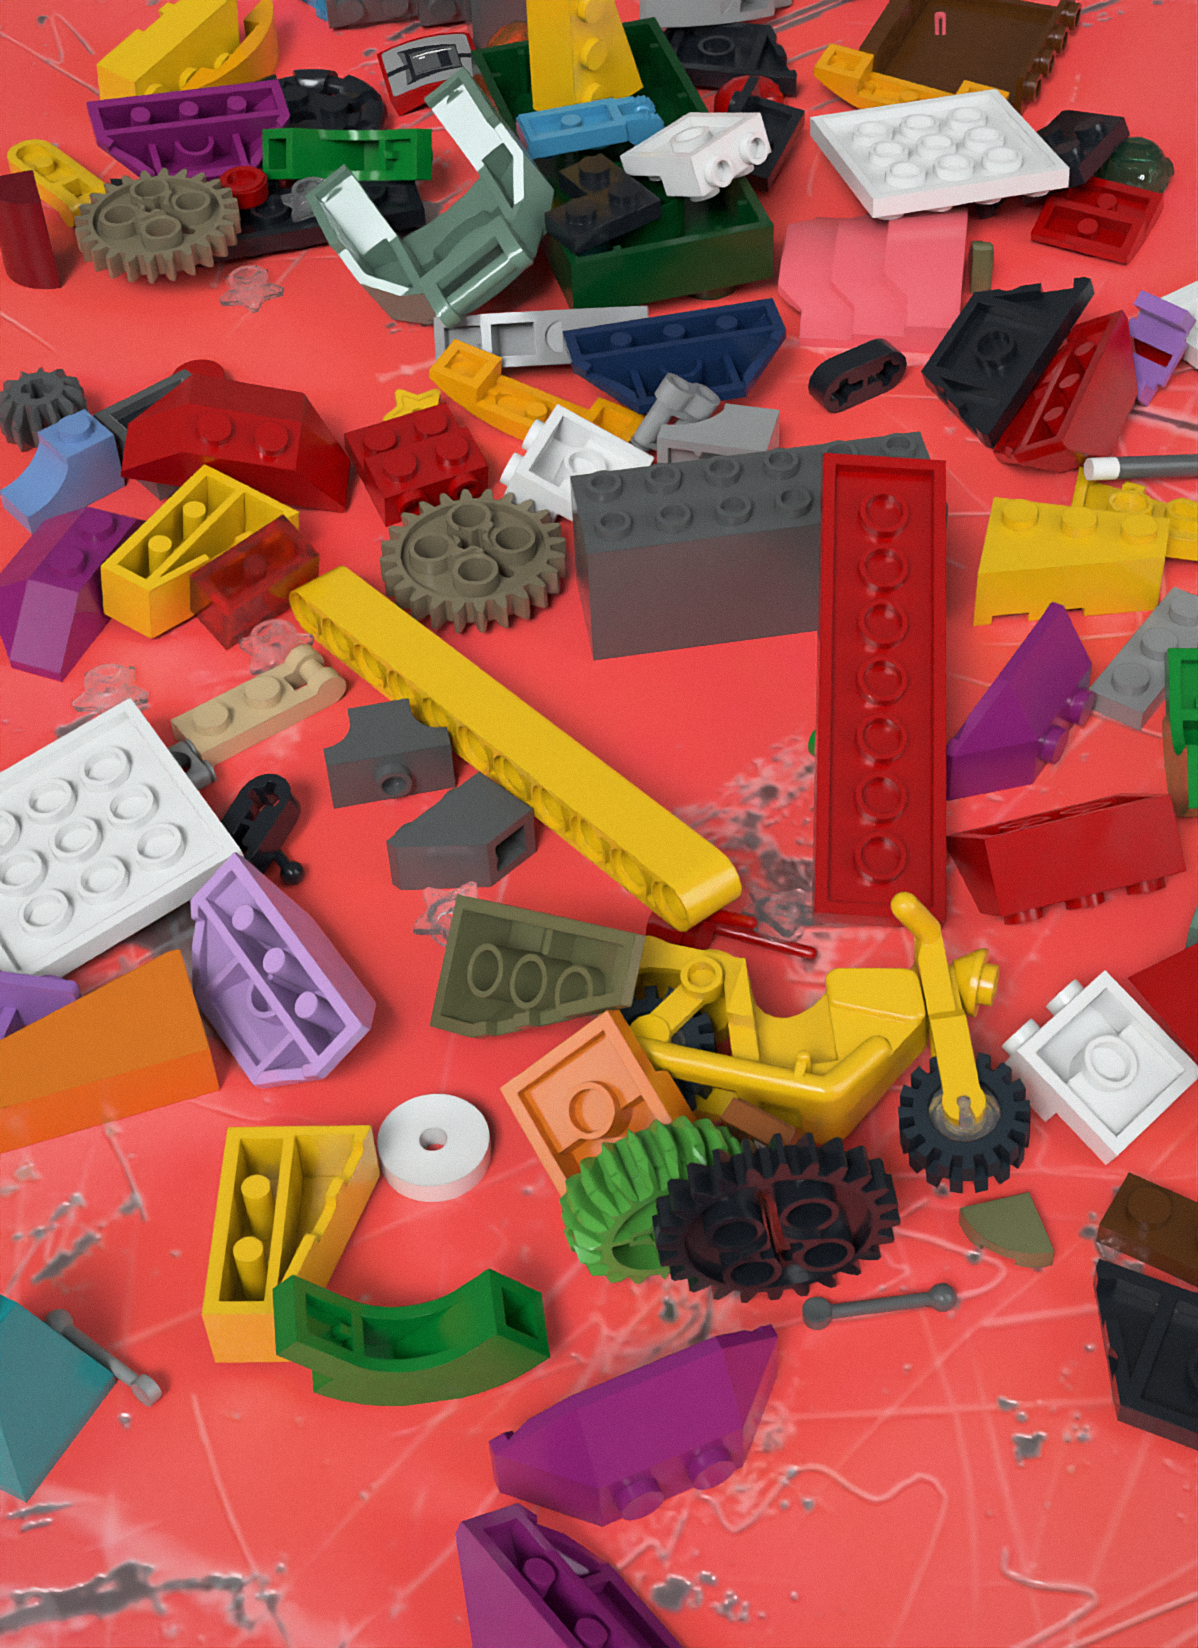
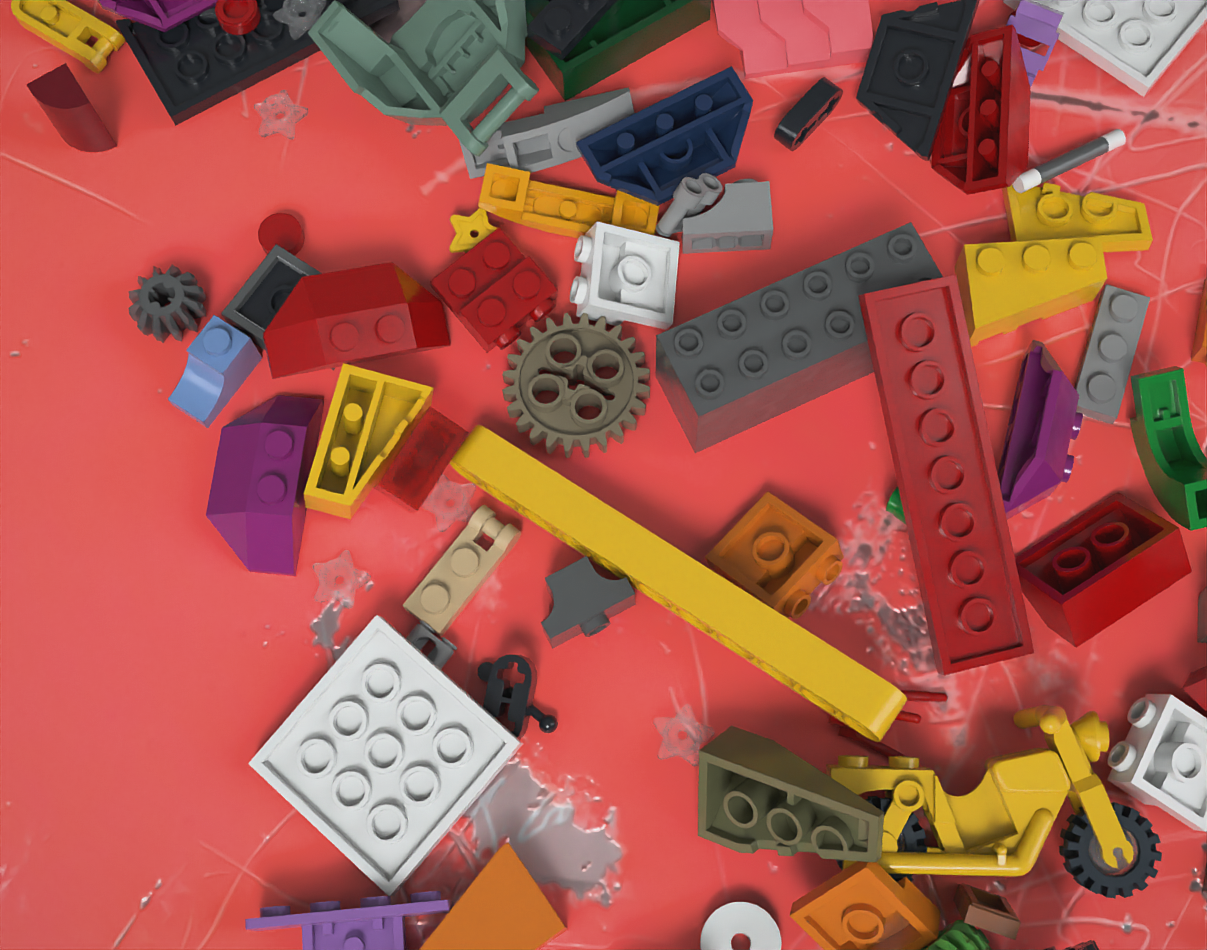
camera: 15 degrees left, 25 degrees up
(158, 225) = (187, 81): dark tan gear -> none
(272, 980) = (589, 847): lavender wedge -> none
(465, 837) = (671, 667): dark grey slope -> none
(662, 752) = (777, 556): none -> orange plate
(781, 914) = (914, 686): clear plate -> none
(1009, 1229) = (1149, 907): olive tile -> none

